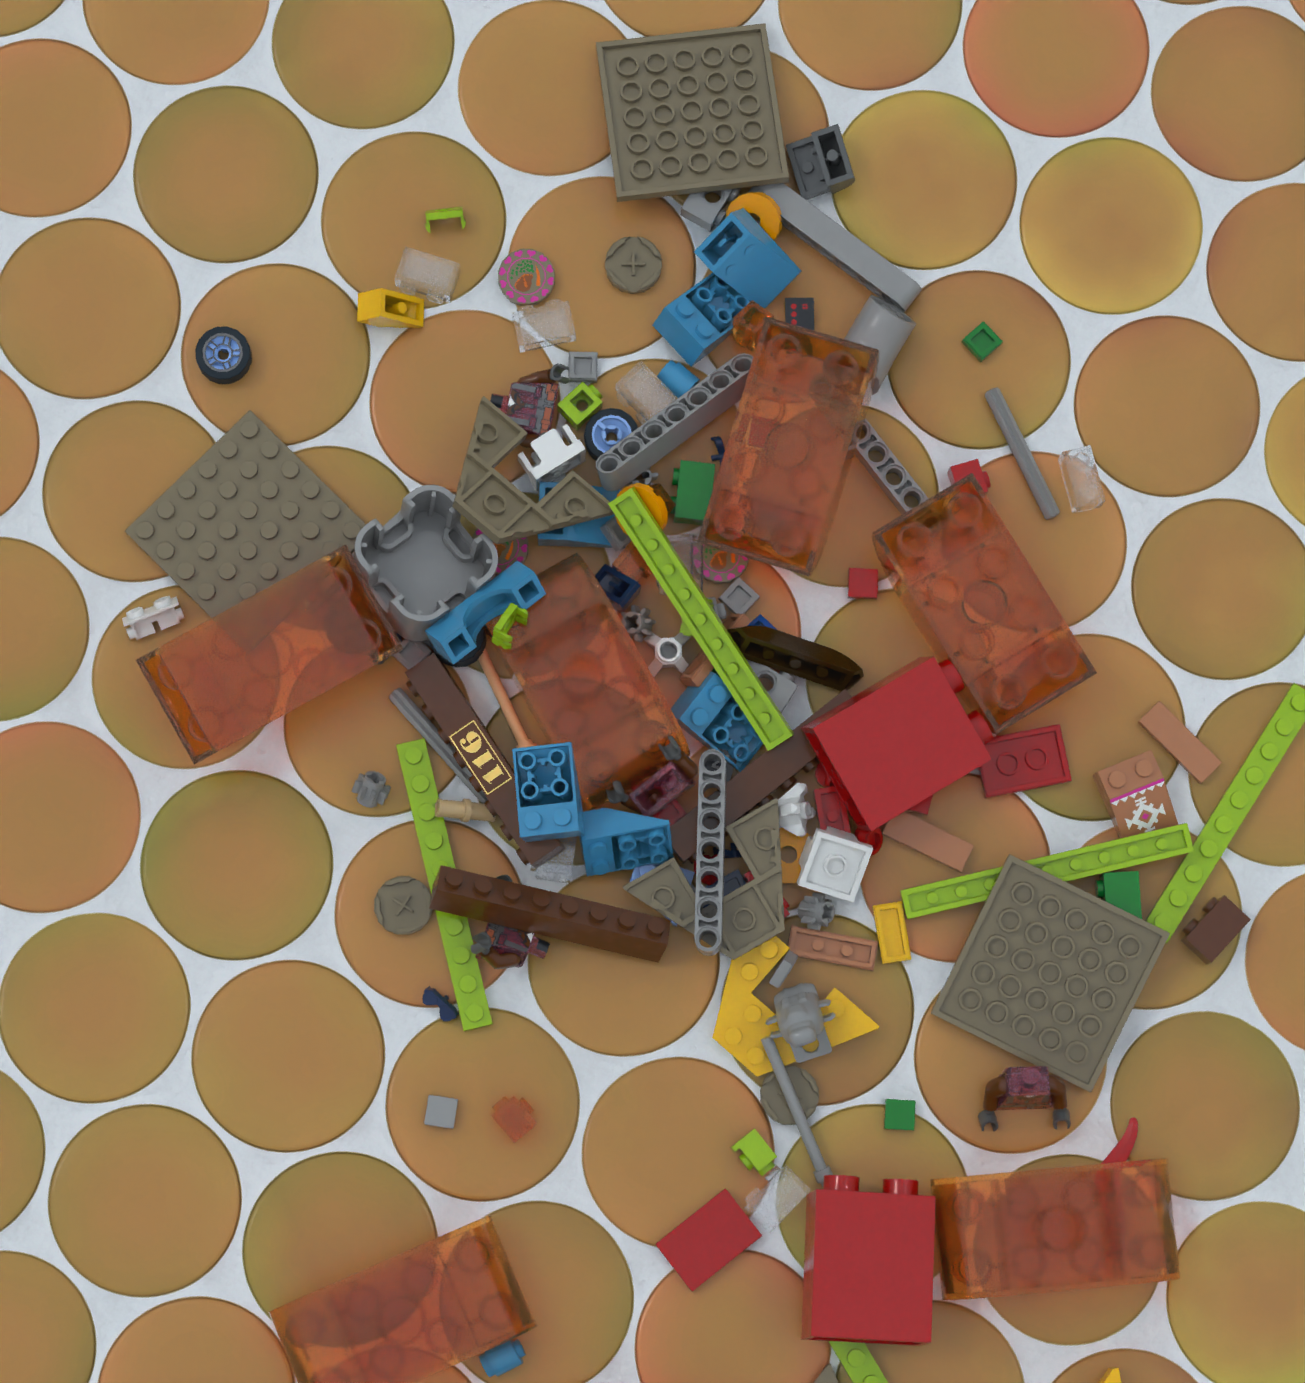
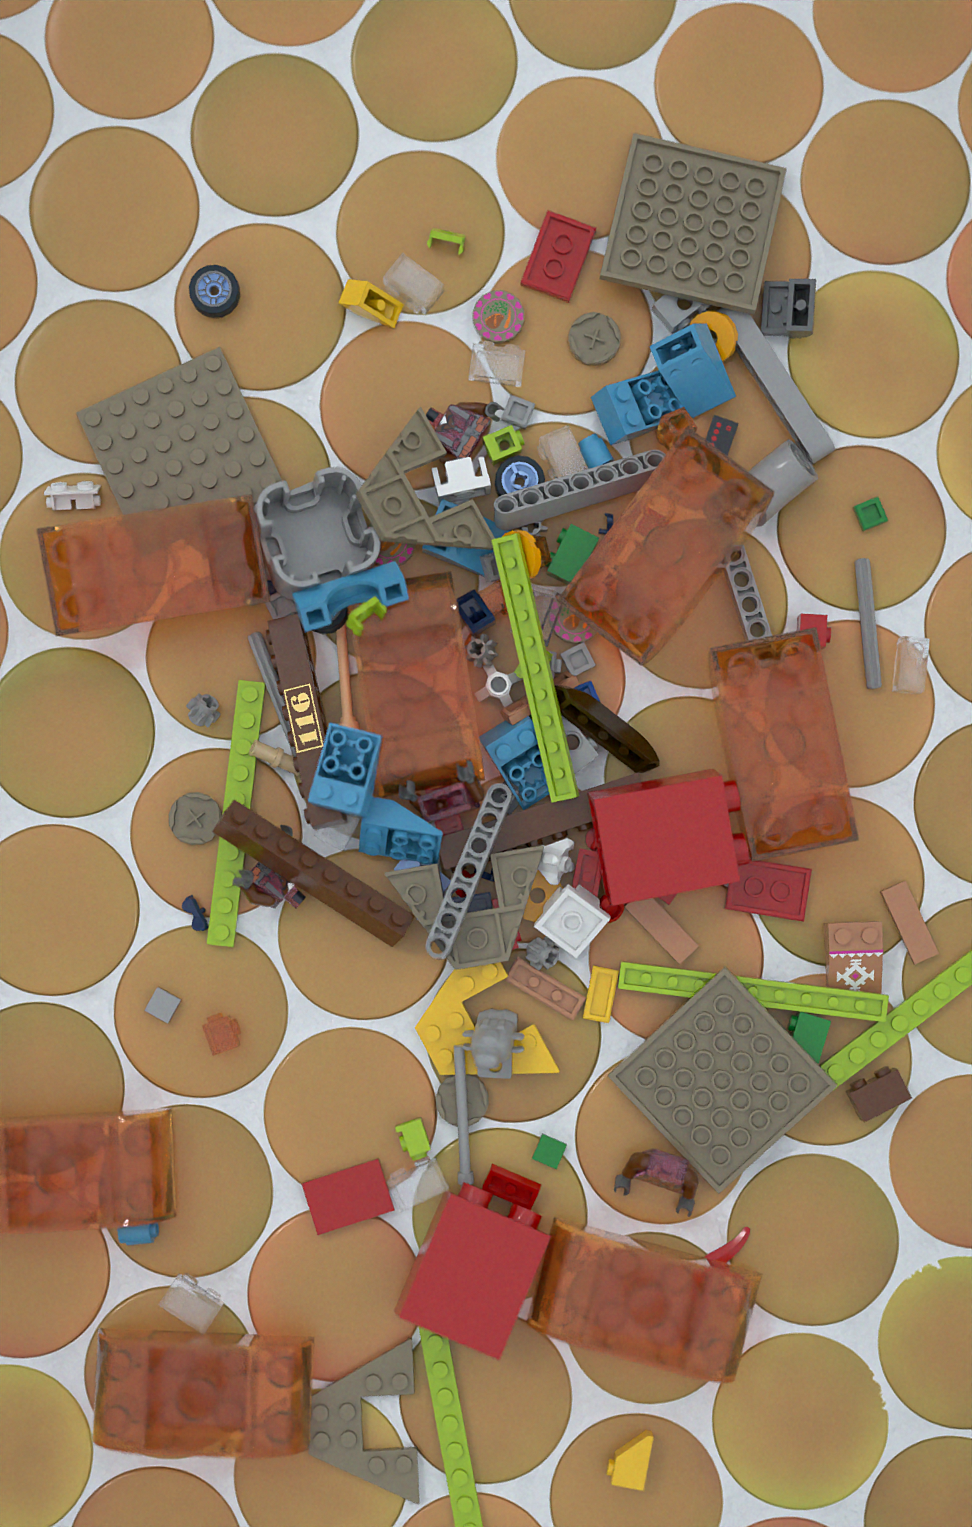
camera: 25 degrees right, 5 degrees up
(565, 194) = (558, 256): none -> red tile
(783, 969) = (496, 992): light grey tile -> none
(862, 583) = (688, 686): red tile -> none
(874, 1164) = (511, 1187): none -> red plate

